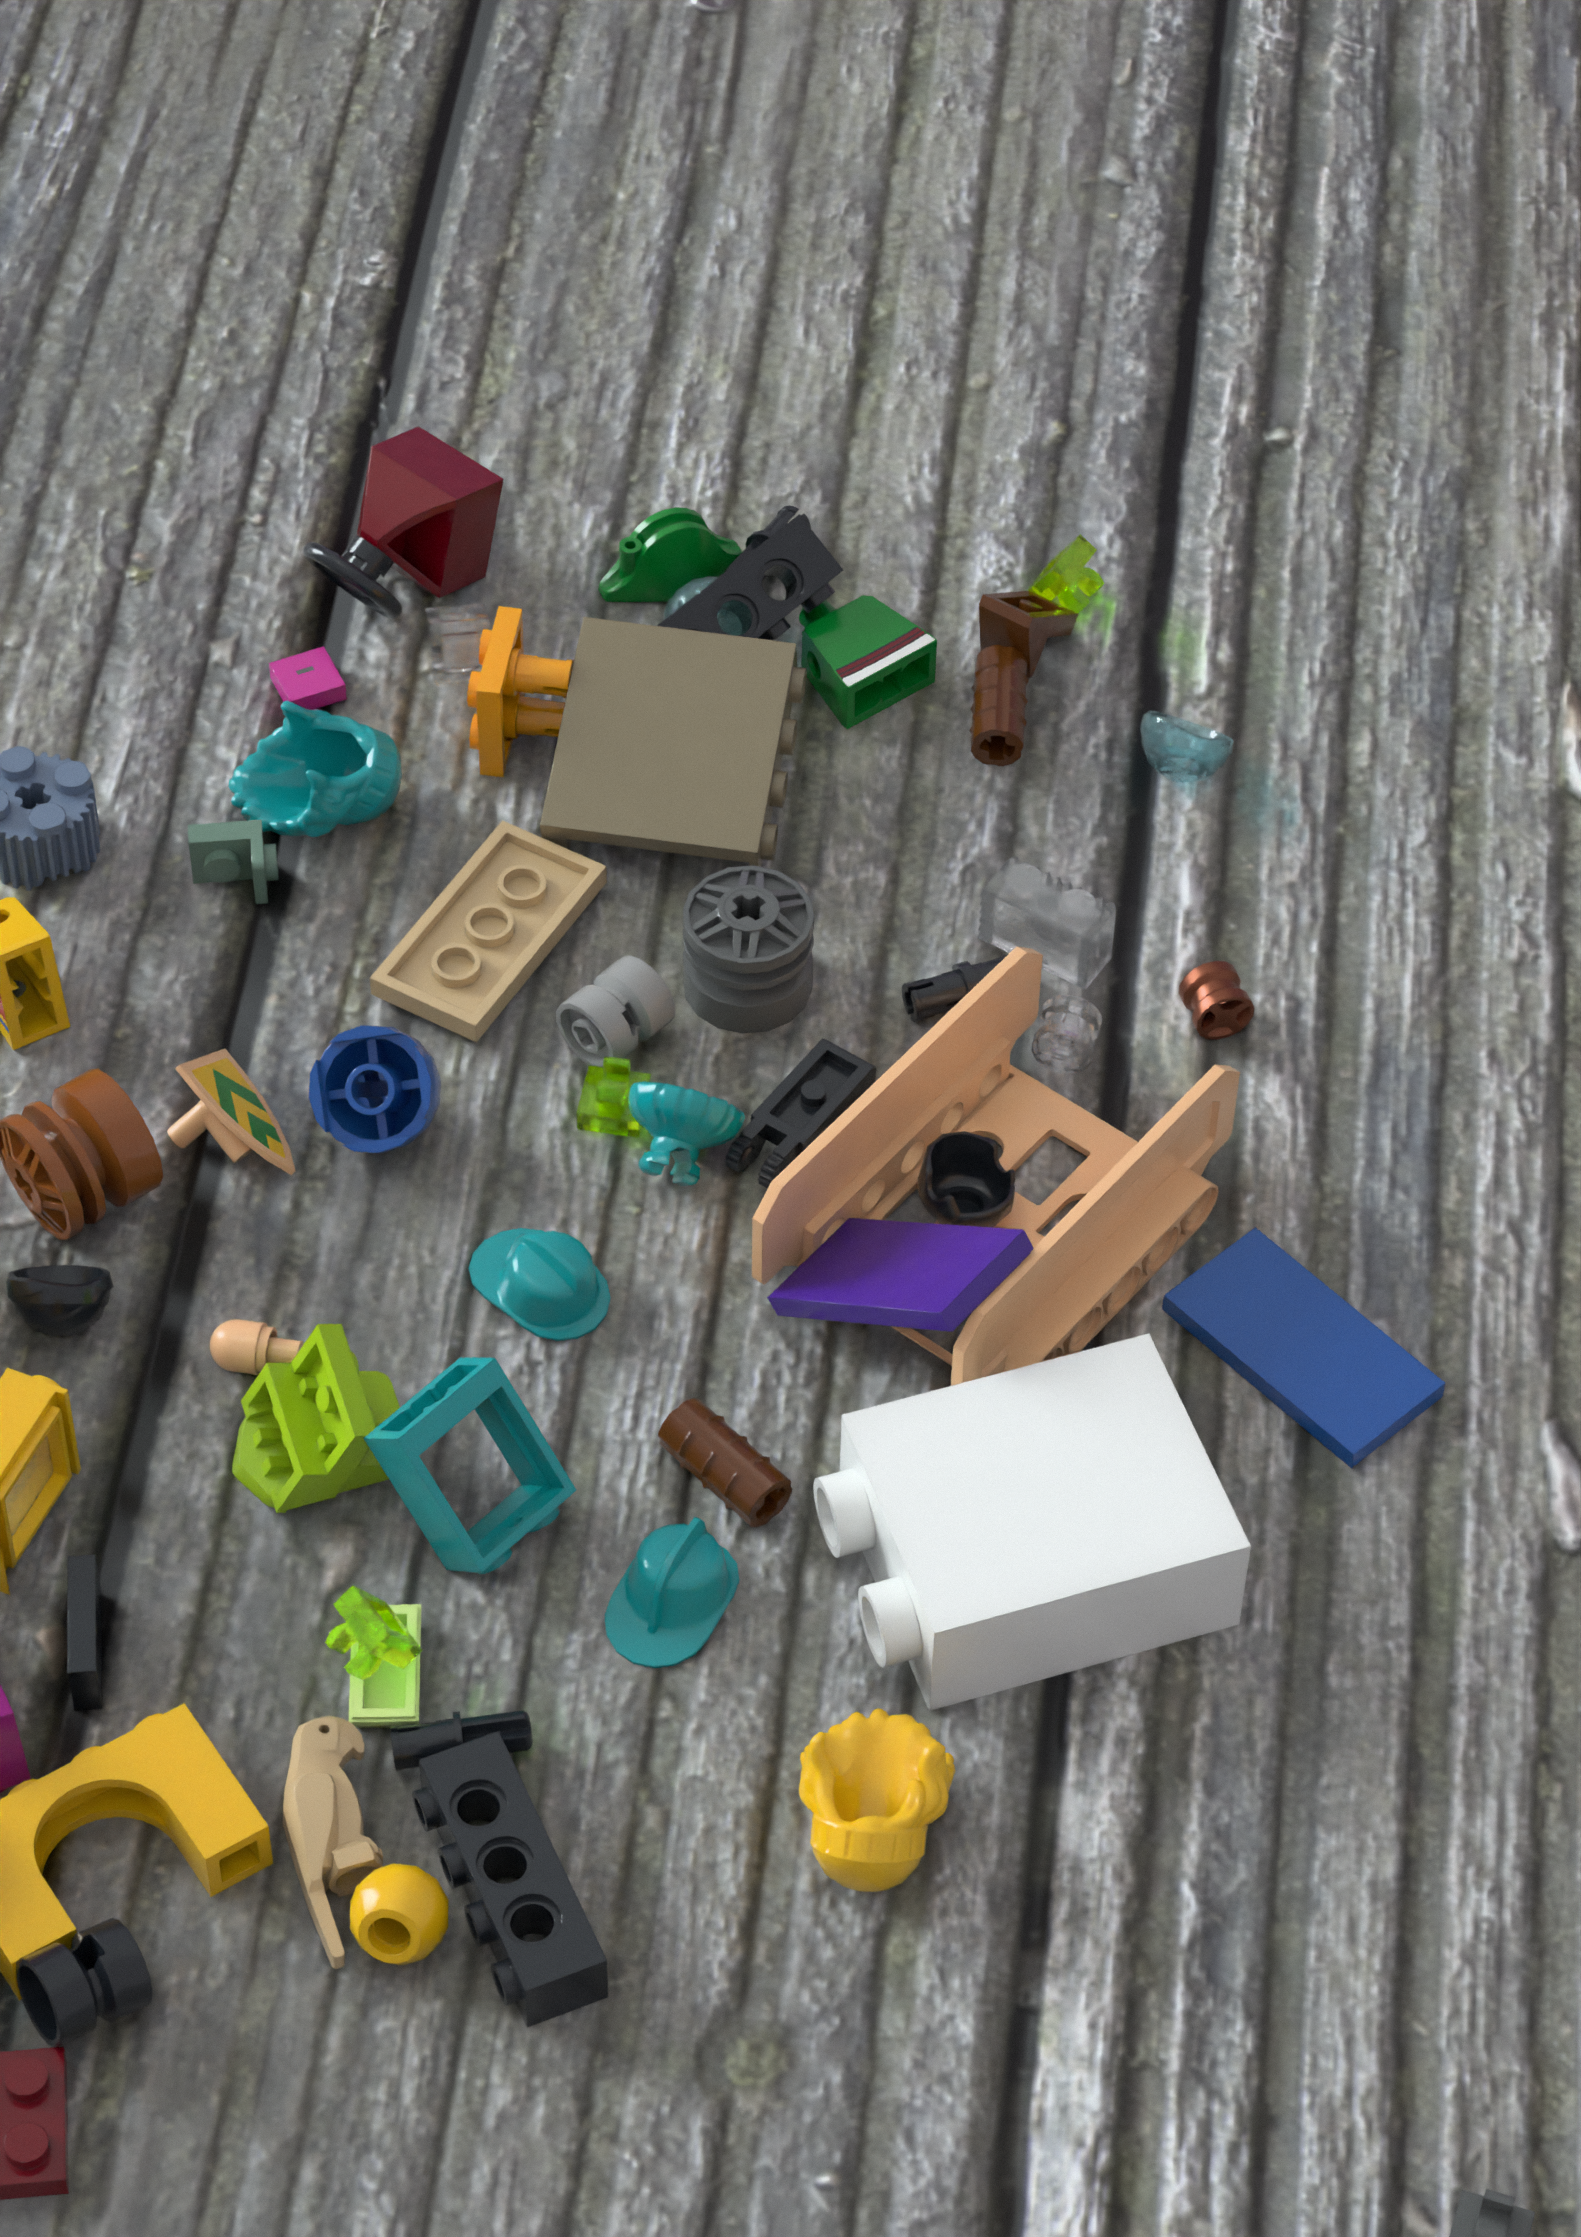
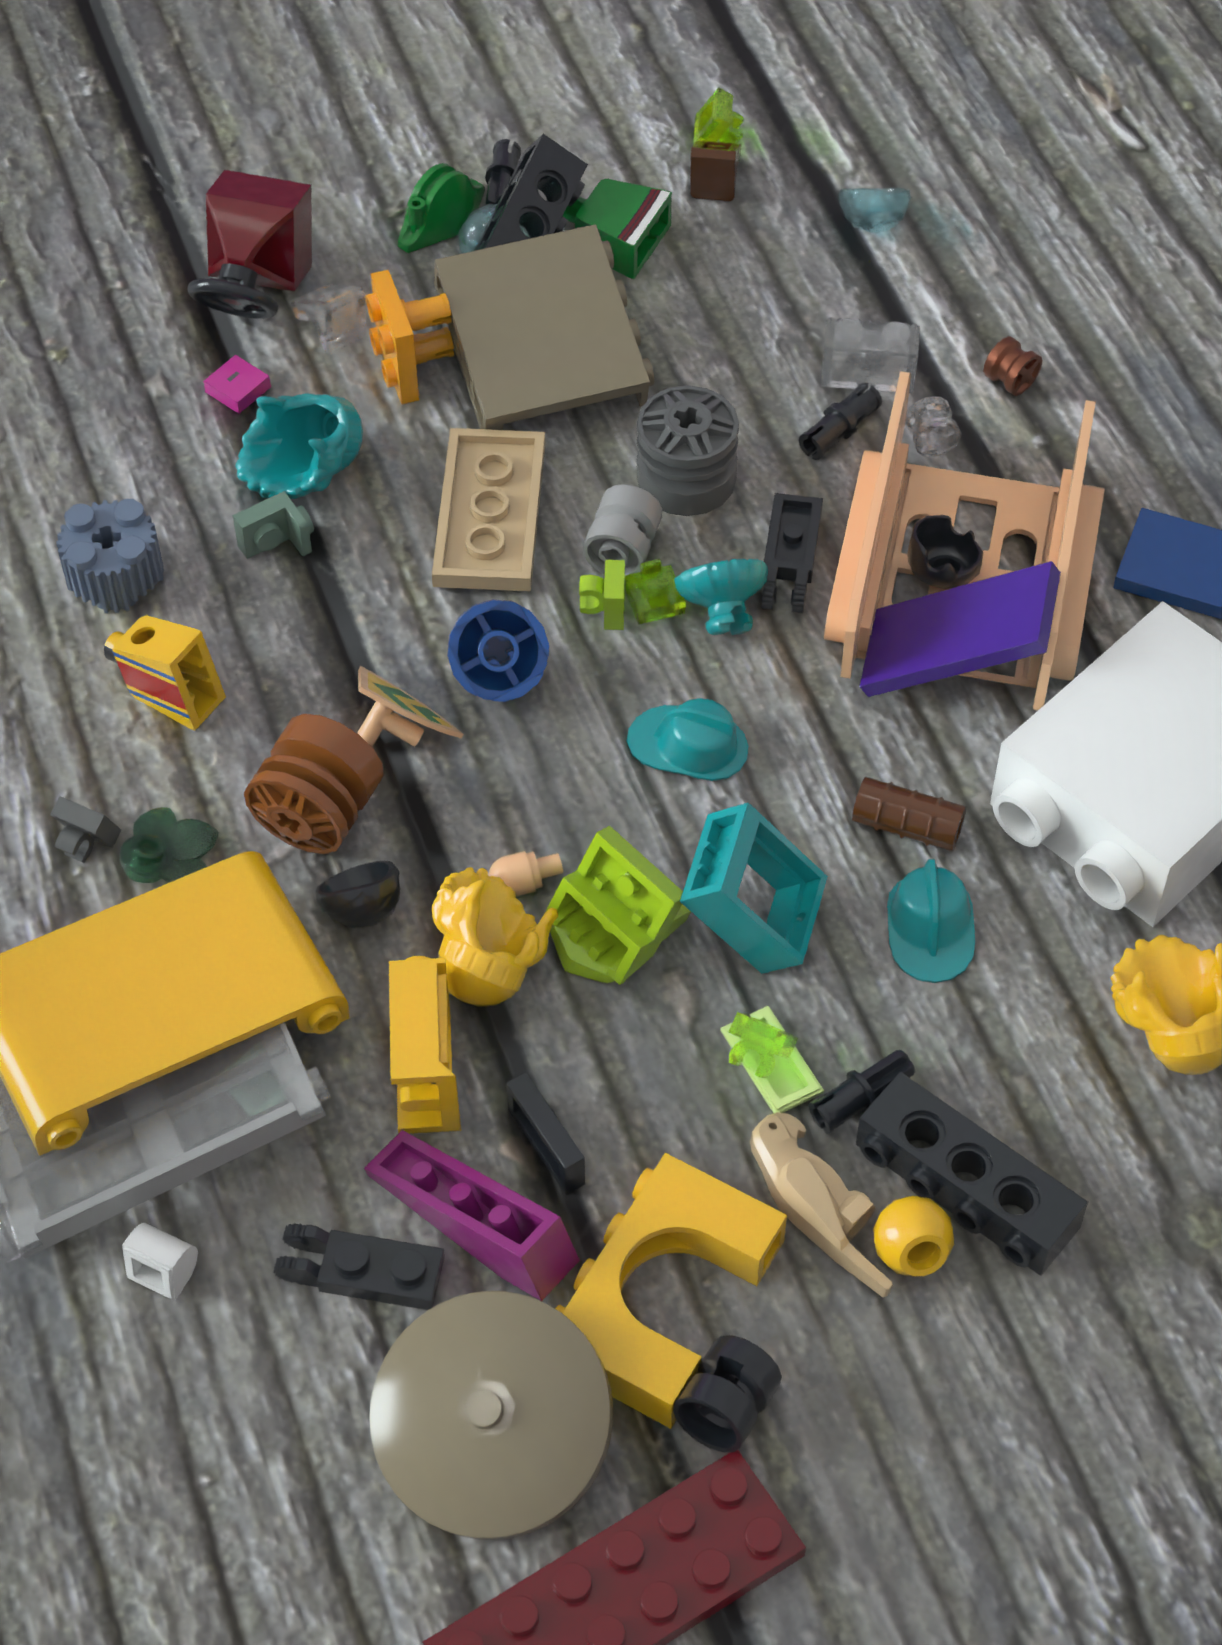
camera: 25 degrees left, 5 degrees up
(156, 1393) = (486, 937): none -> yellow hair
(553, 1078) = (605, 594): none -> lime tile
(999, 705) = (732, 223): reddish brown axle -> none

